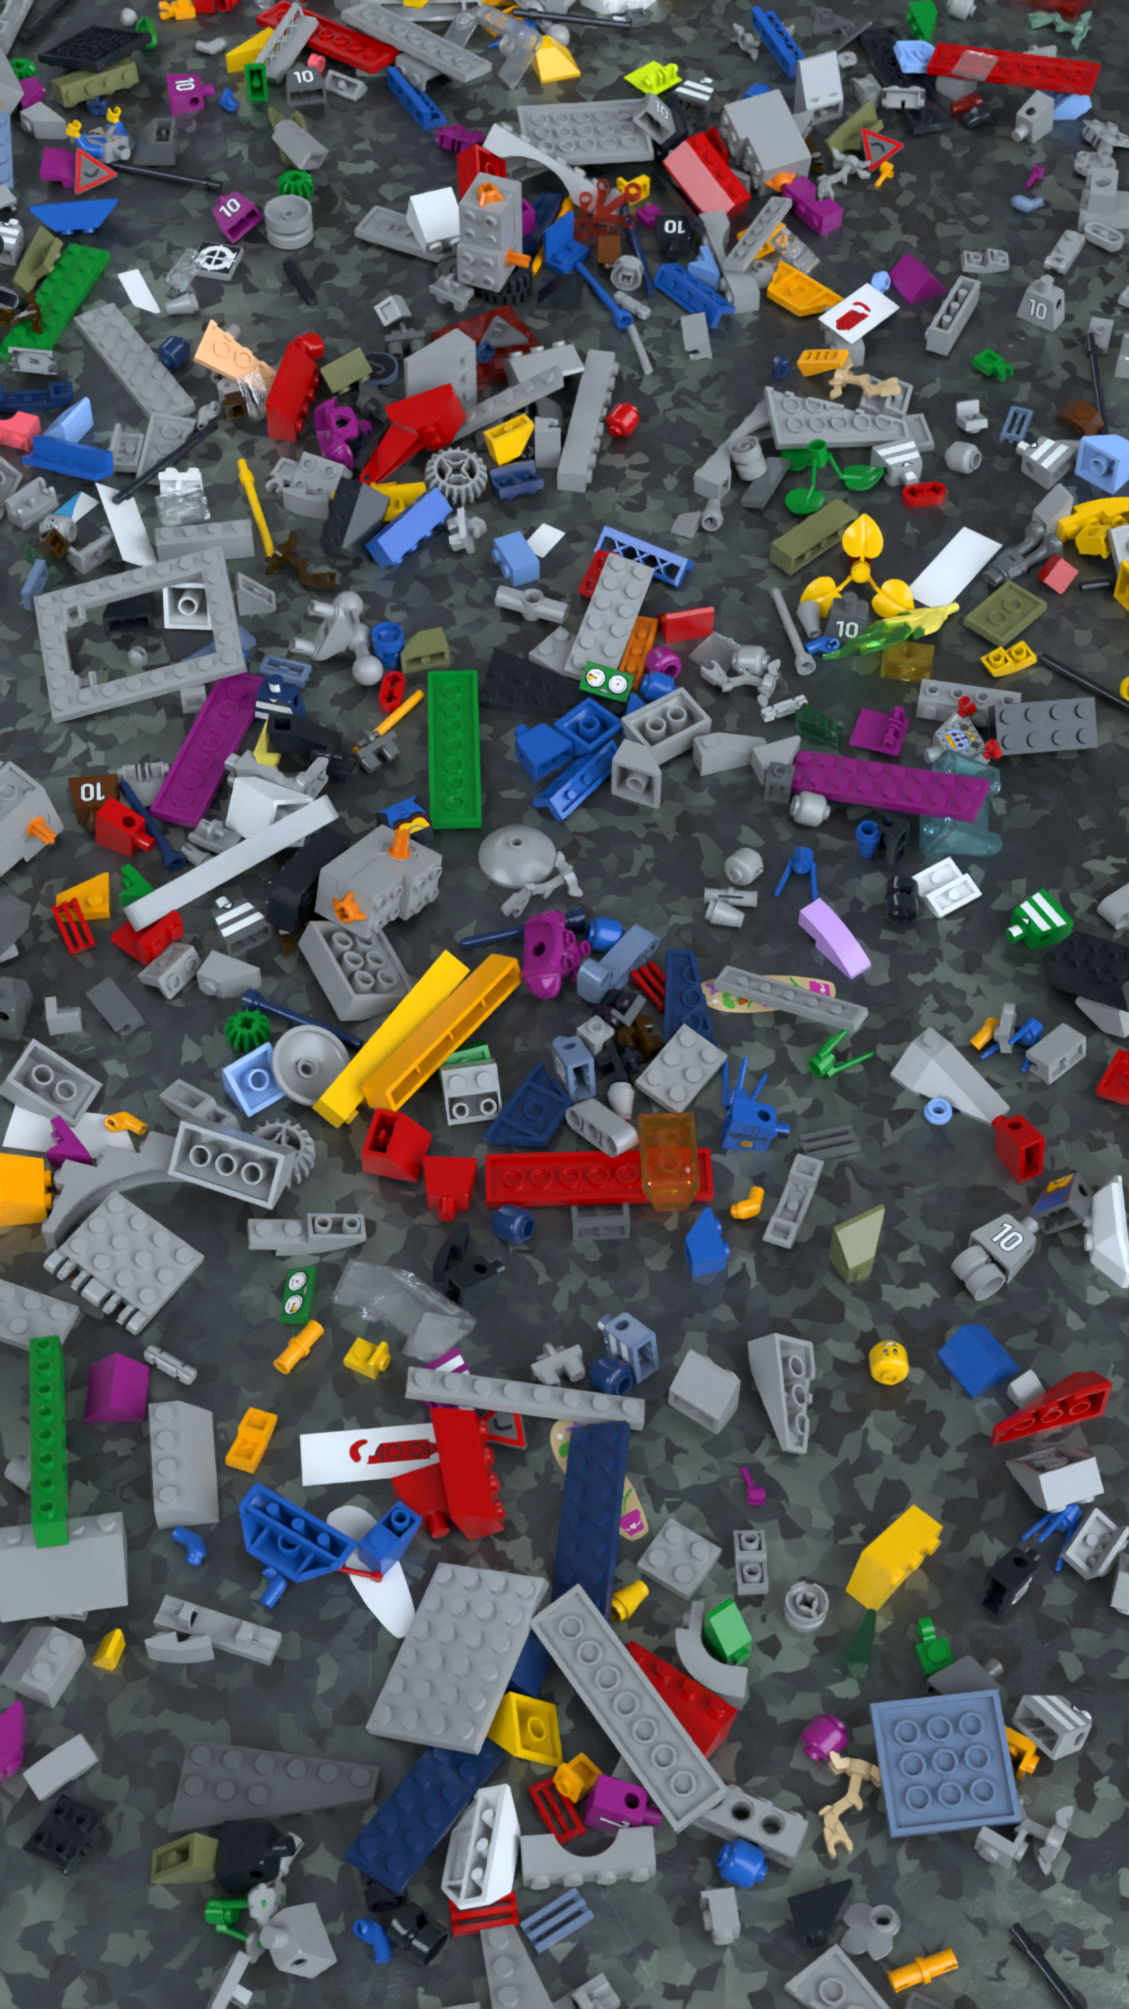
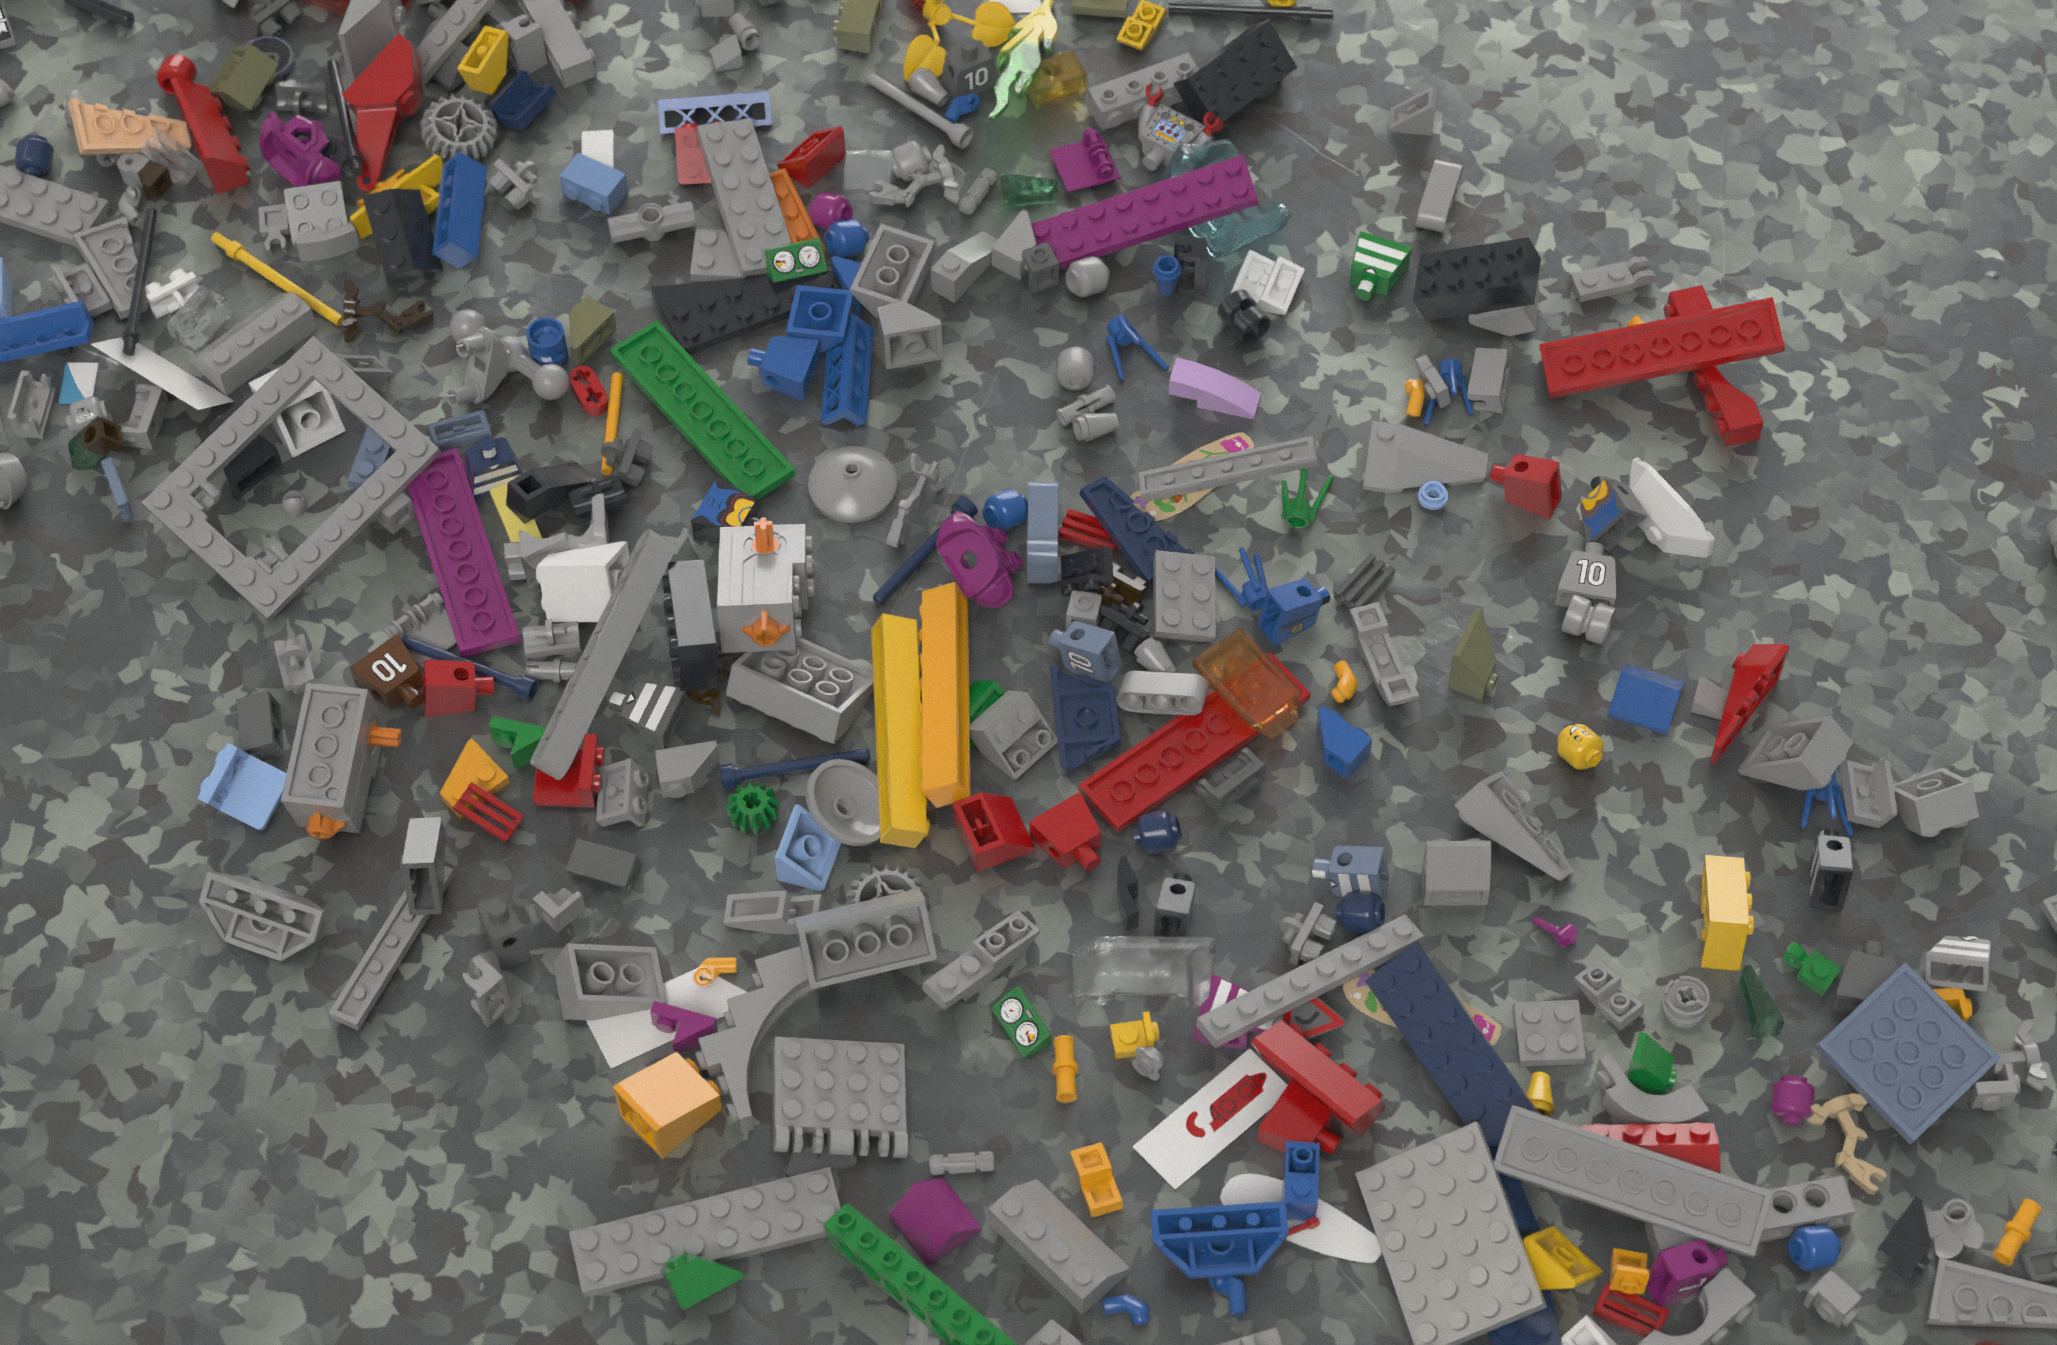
camera: 35 degrees left, 5 degrees up
(39, 756) = (294, 663): none -> light grey hips
(360, 1381) = (1148, 1062): none -> light grey plate

